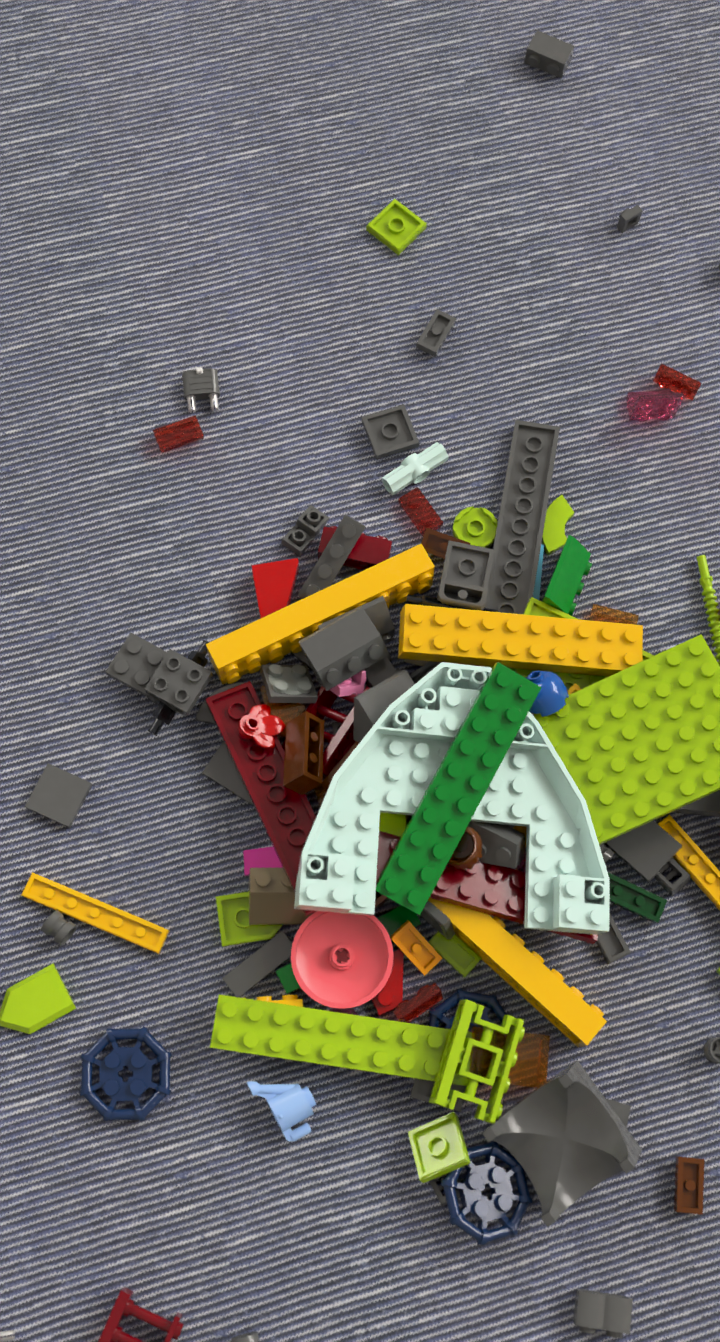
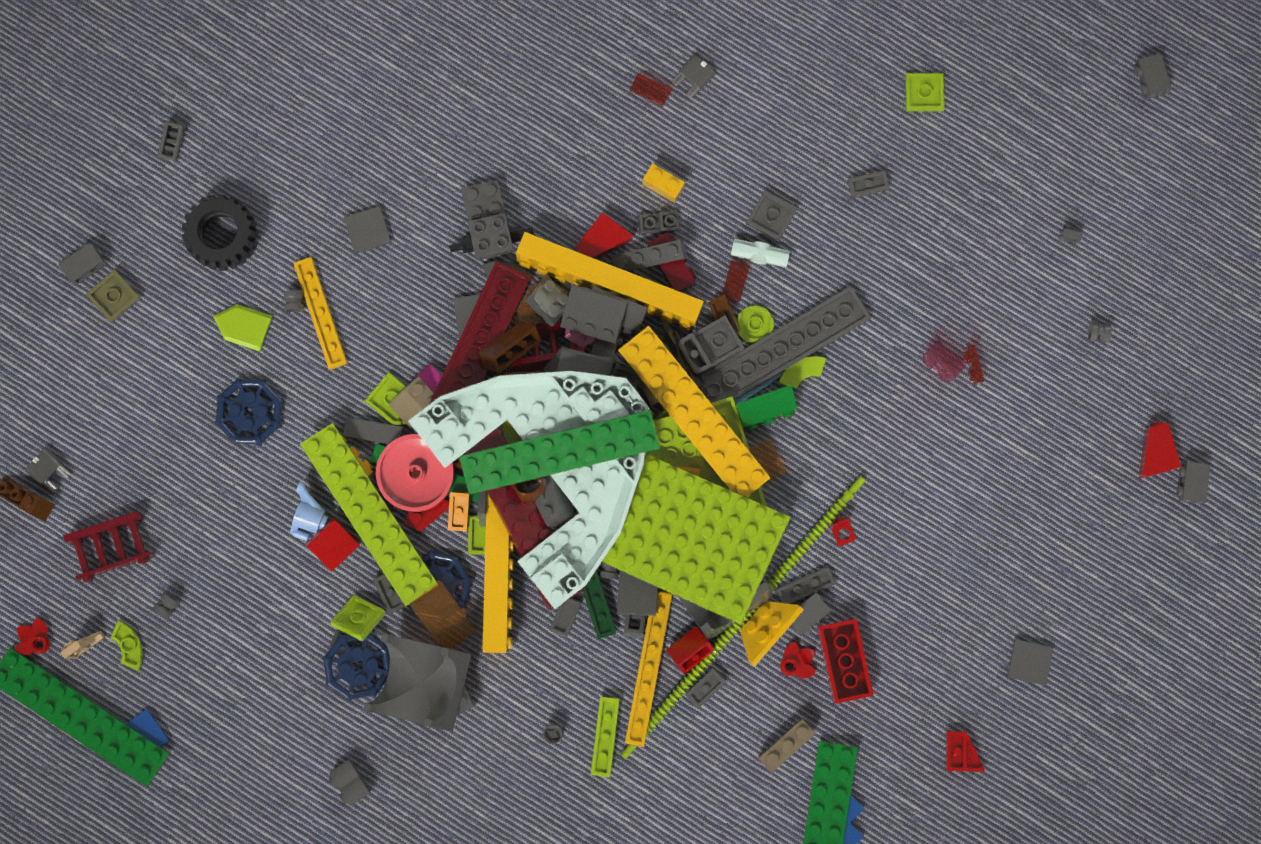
camera: 55 degrees right, 10 degrees up
(264, 726) = (508, 310): plate -> none
(274, 493) = (663, 183): none -> yellow brick
(339, 1107) = (332, 544): none -> red tile
(425, 999) = (424, 539): clear red plate -> none
(457, 1056) = (415, 585): lime fence -> none
(552, 694) = (672, 454): blue cylinder -> none
(689, 1185) = (460, 777): reddish brown plate -> none

